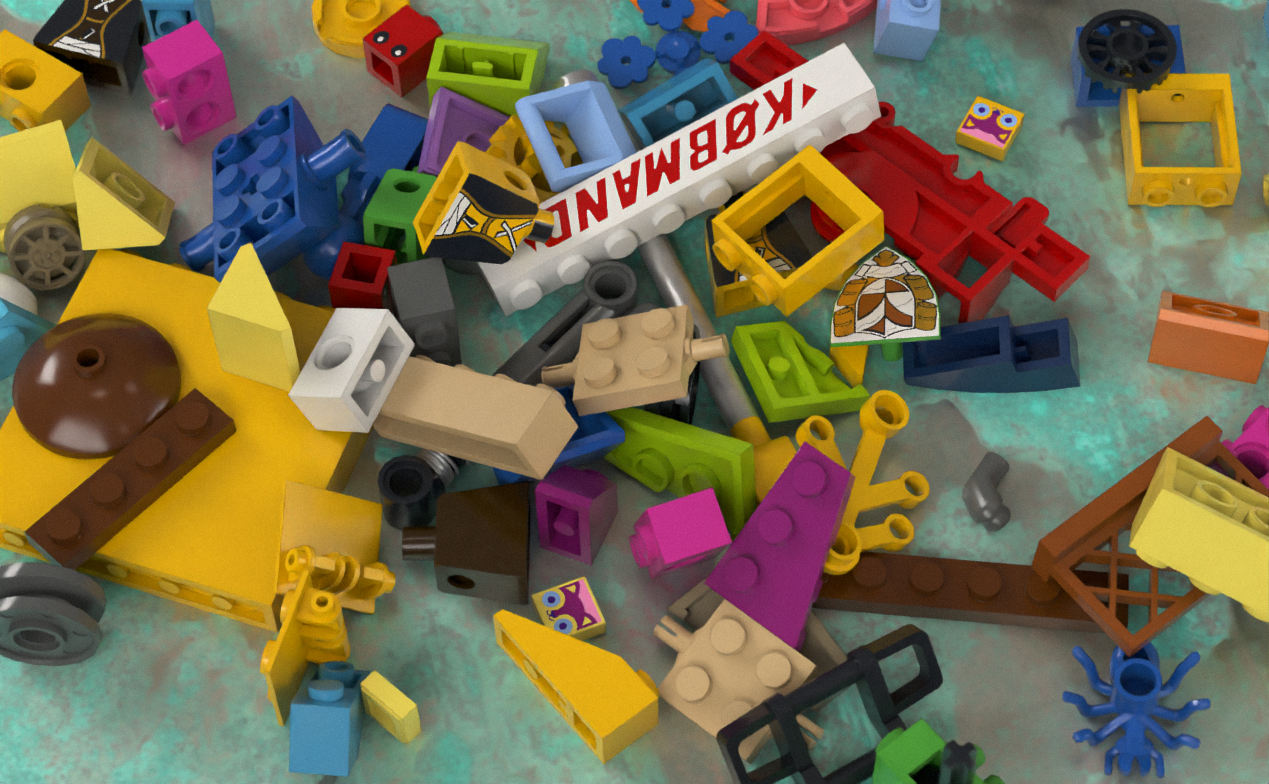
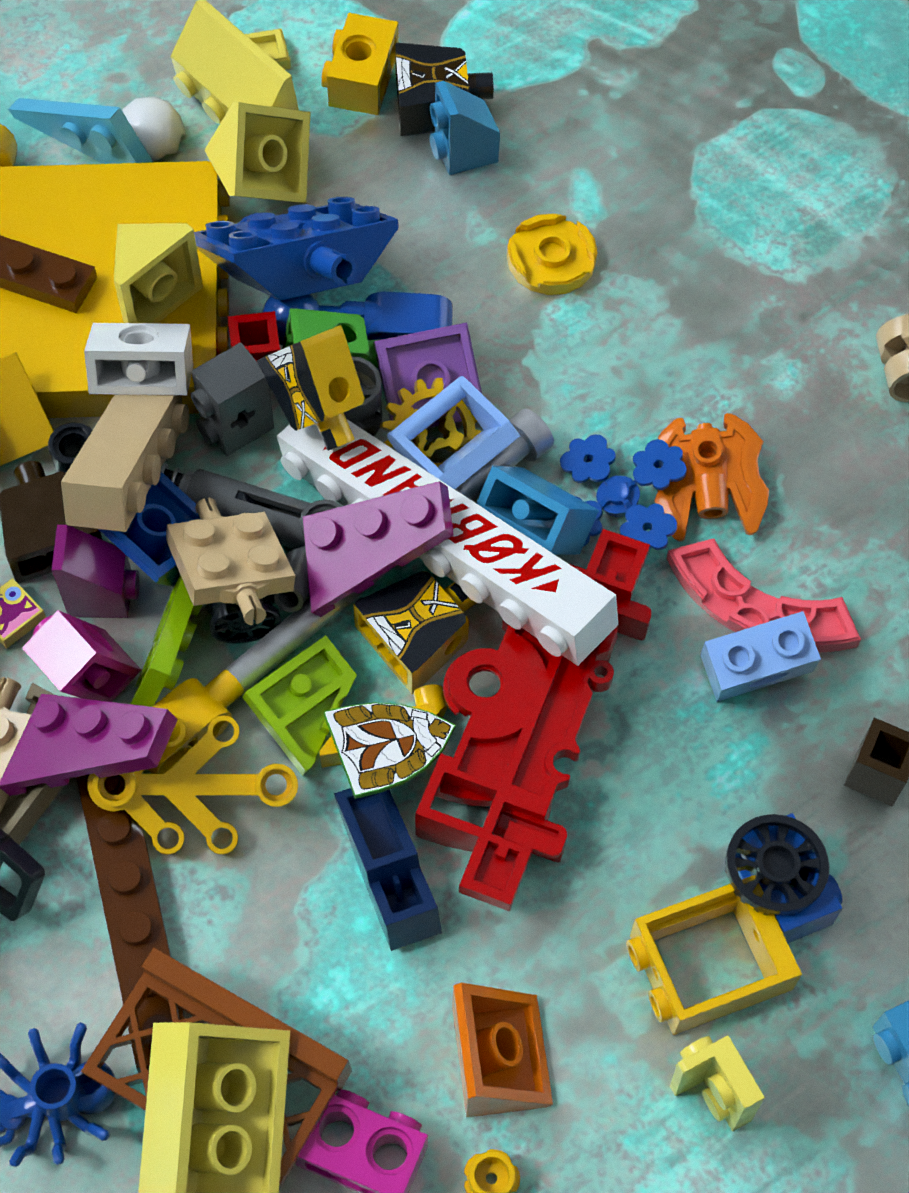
camera: 65 degrees right, 5 degrees up
(42, 246) = (197, 126): dark tan wheel -> none
(100, 406) = (78, 202): reddish brown dish -> none
(188, 82) = (400, 155): dark pink brick -> none
(401, 49) = (518, 293): red brick -> none
(487, 69) = (520, 357): lime slope -> none
(671, 234) = (367, 538): none -> wing
(832, 192) = (461, 664): yellow window -> none
(982, 495) = (238, 898): dark grey arm -> none
(989, 128) = (658, 782): tile -> none

